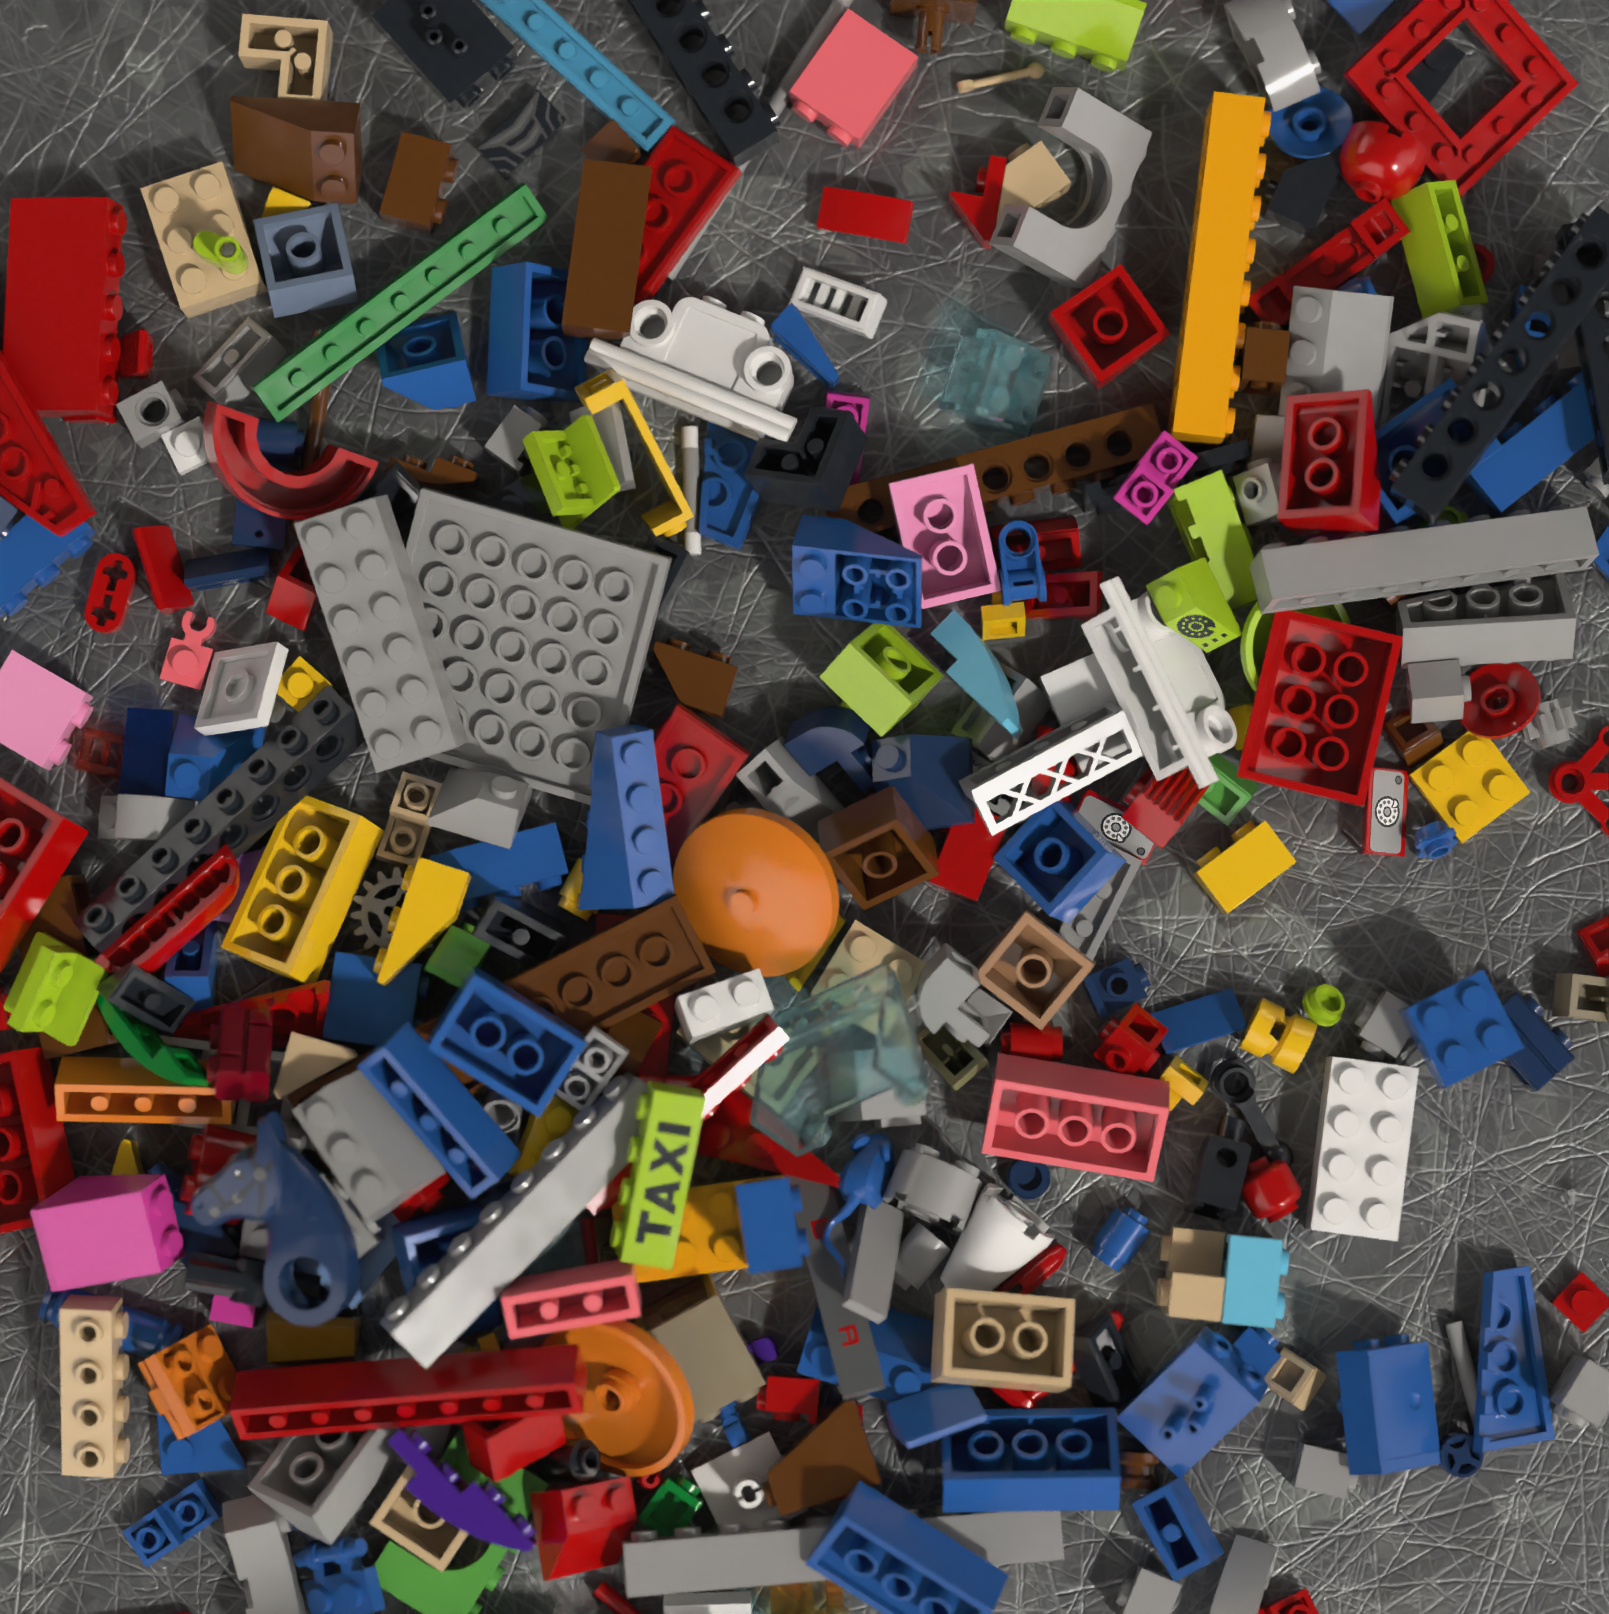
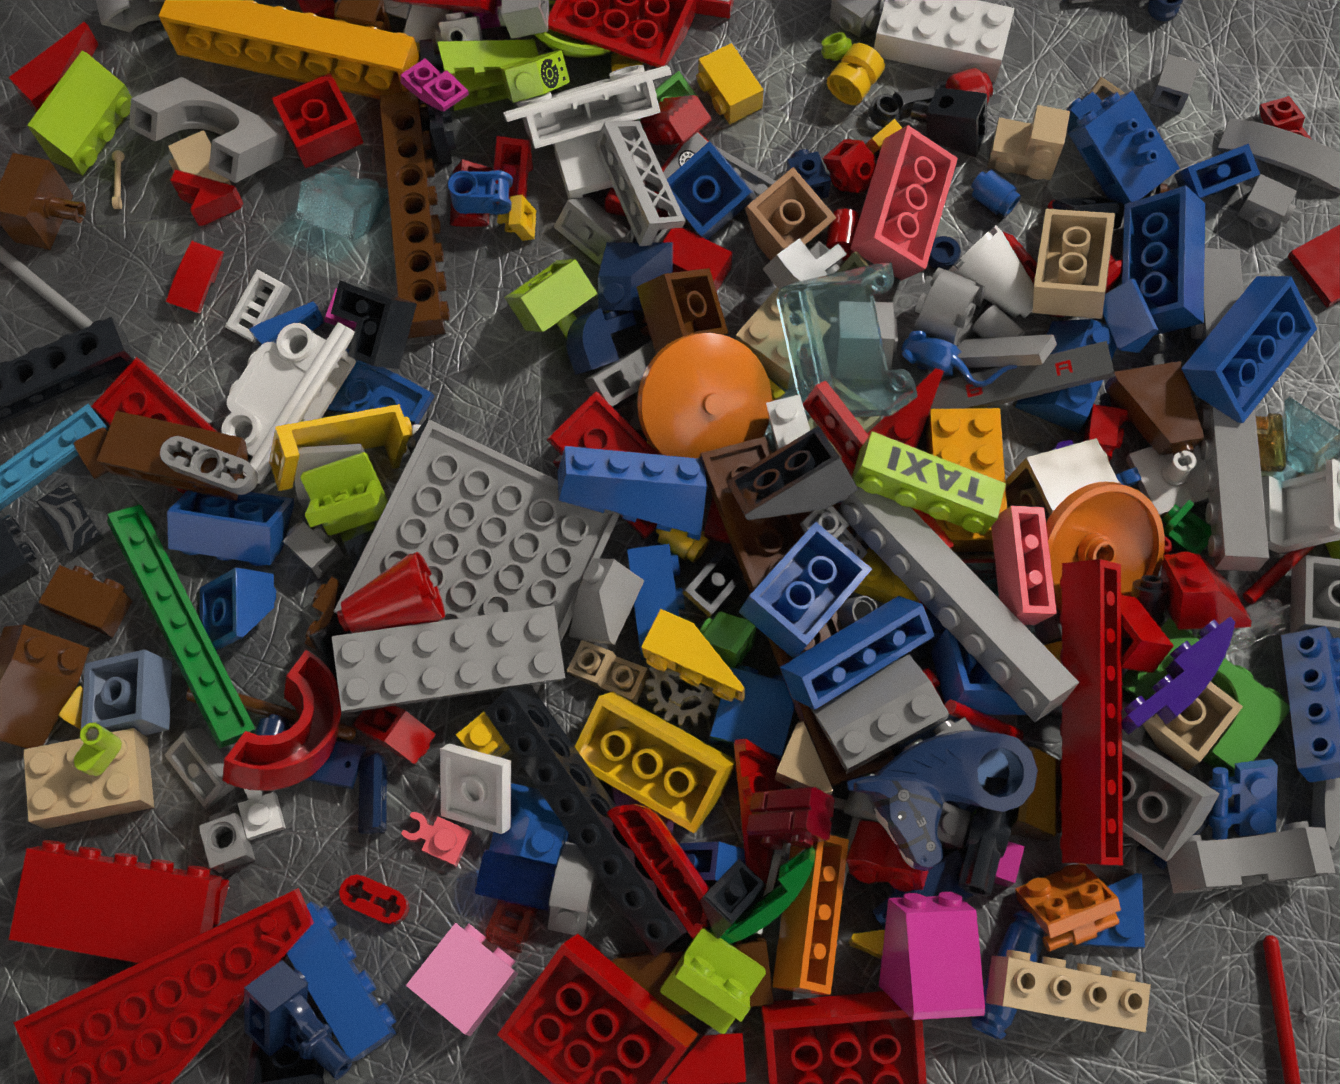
camera: 80 degrees left, 15 degrees down
(136, 355) = (174, 849): red slope -> none
(163, 568) = (361, 851): red slope -> none
(173, 1522) = (1185, 943): blue slope -> none
(389, 1261) = (982, 720): none -> red bar
(435, 560) = (394, 599): none -> red cone
(604, 274) = (201, 452): none -> light grey beam
(641, 1011) = (794, 479): none -> black slope
(697, 680) = (529, 433): reddish brown slope -> none
(770, 1224) = (975, 404): blue brick -> none
(852, 80) = (89, 272): coral brick -> none
(854, 574) = (467, 300): blue slope -> none
(946, 524) = (452, 240): bright pink slope -> none
(978, 671) = (558, 230): medium azure slope -> none
(1200, 1020) = (837, 120): blue slope -> none
(1252, 1280) = (1034, 87): medium azure brick -> none
(1388, 1405) = (1131, 32): blue piece -> none

